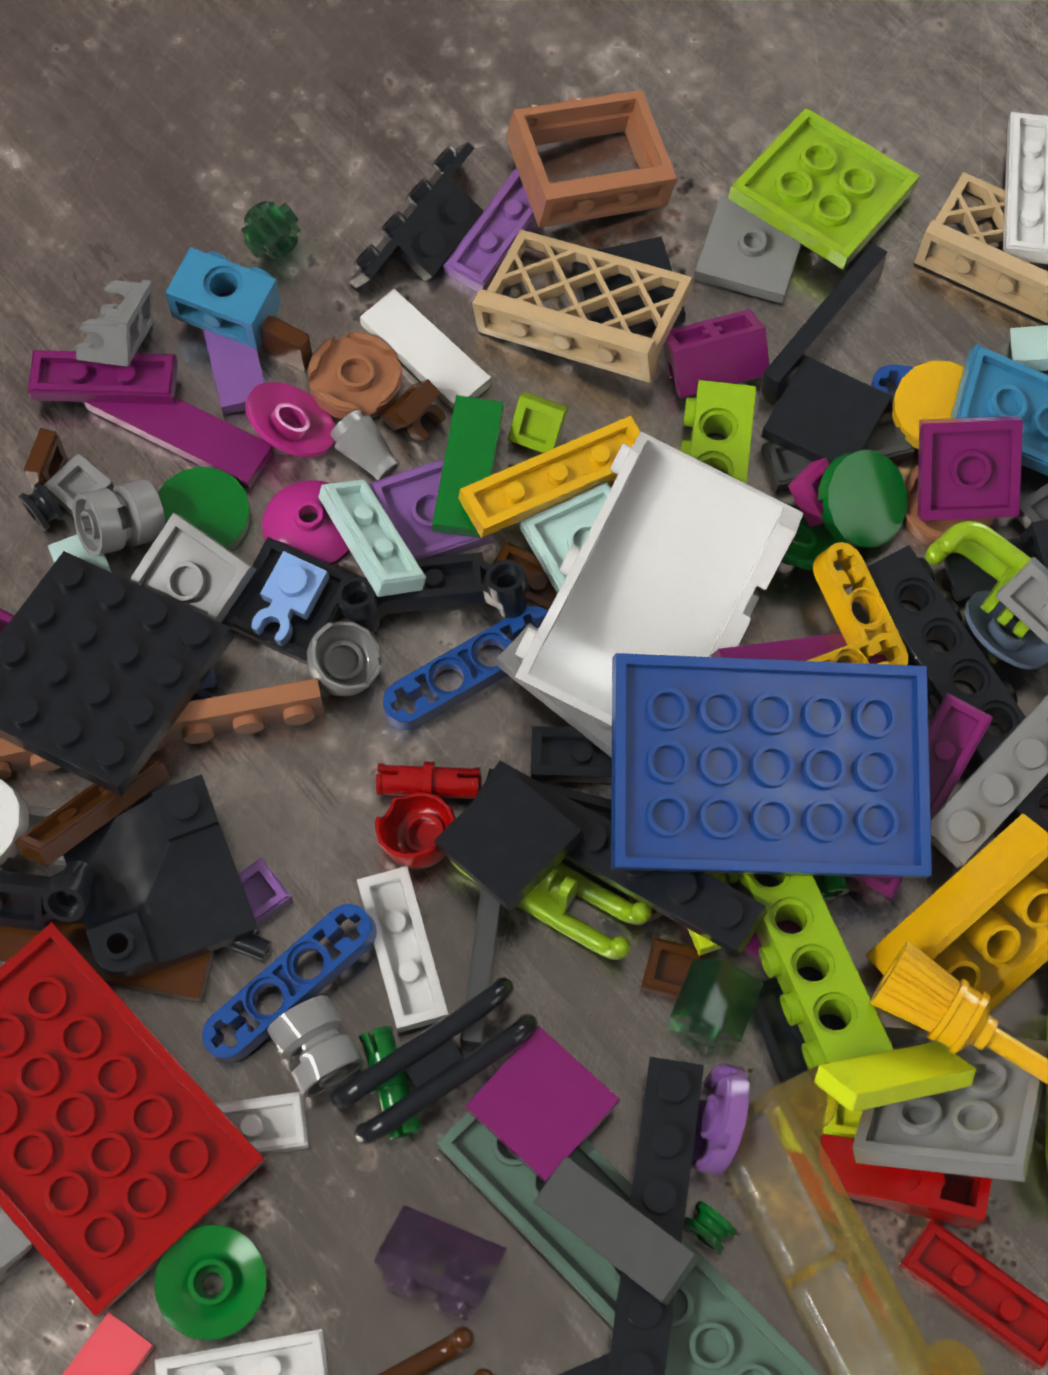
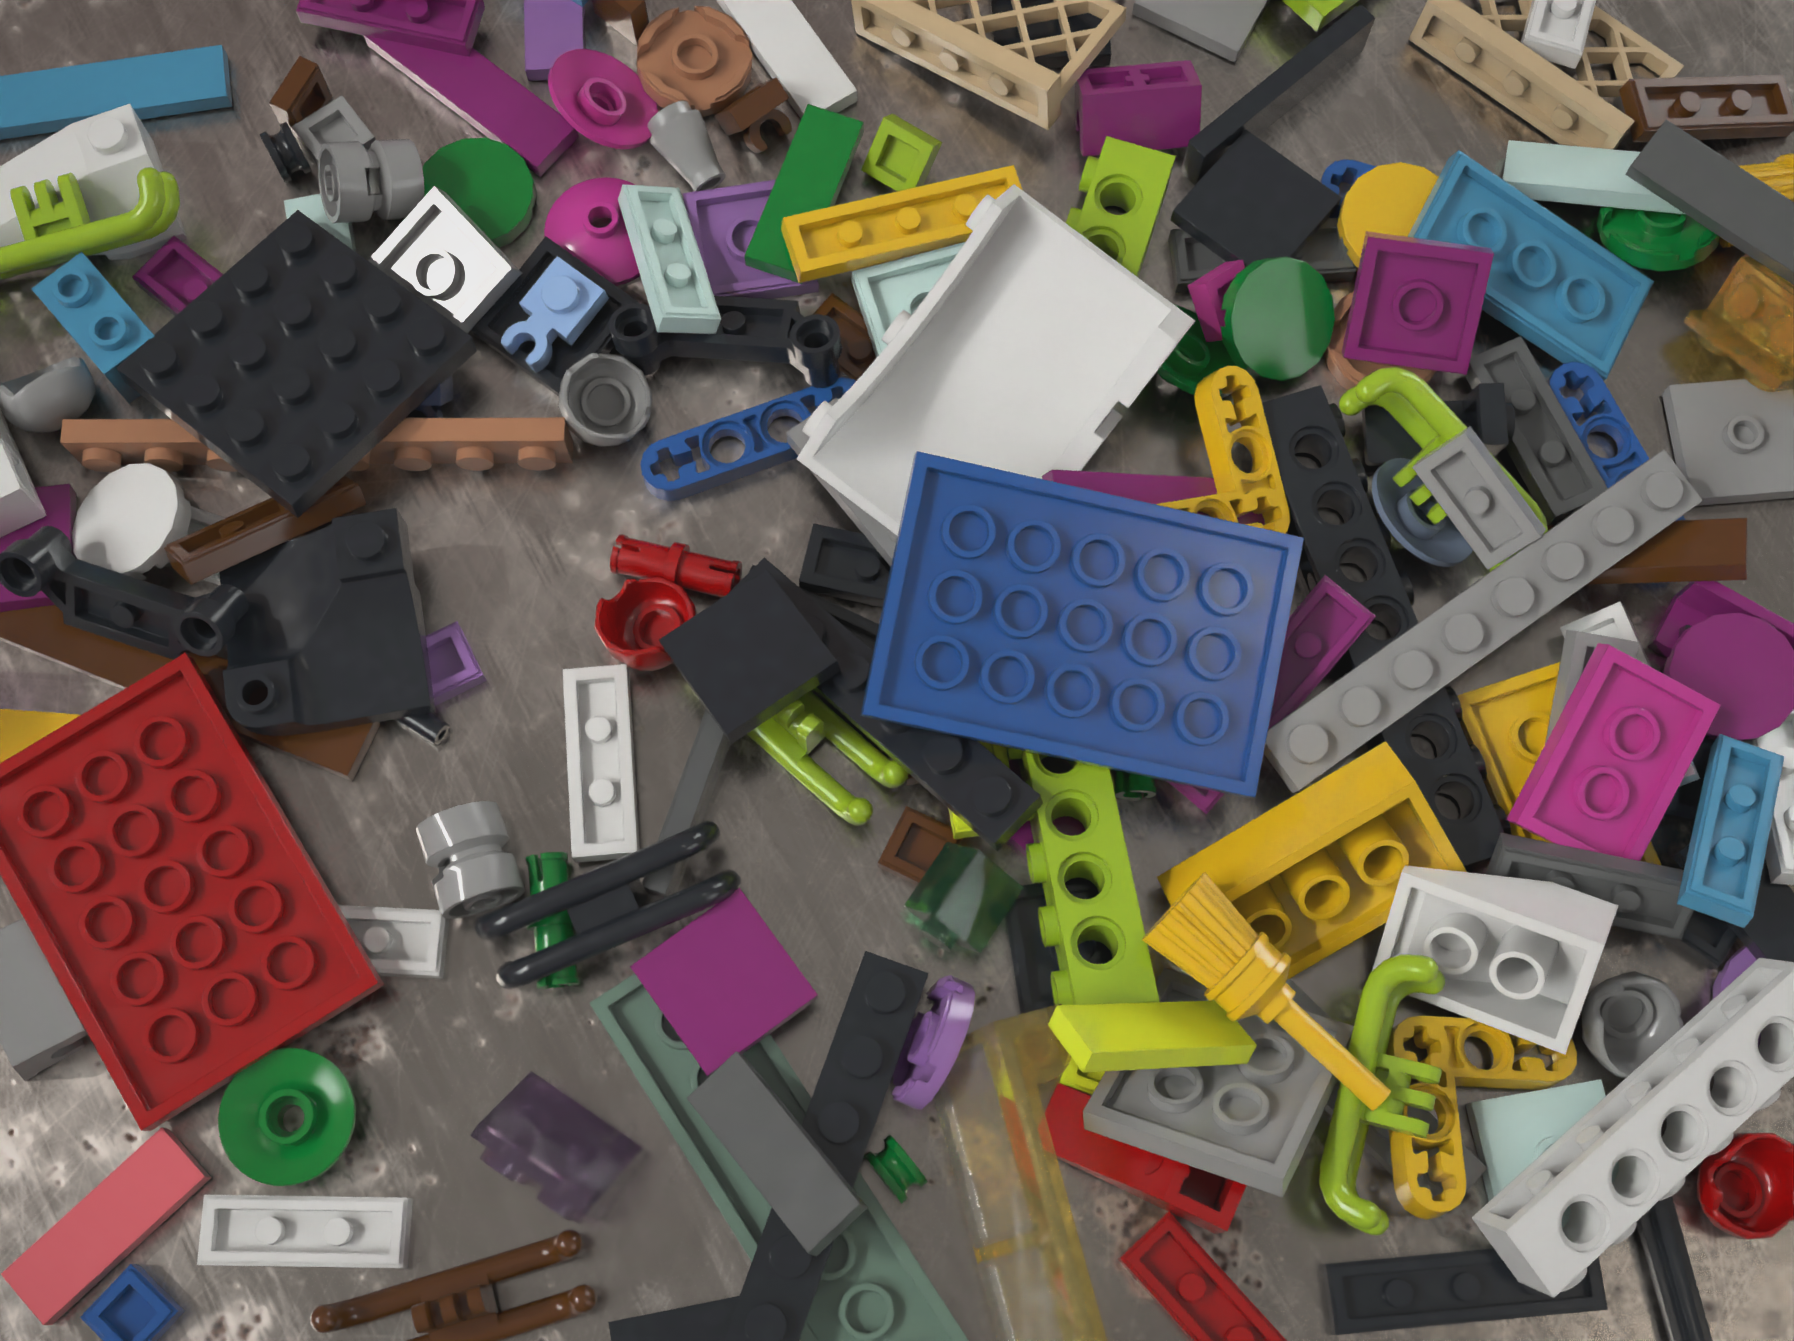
camera: 10 degrees right, 5 degrees up
(284, 974) = (453, 769): blue beam -> none

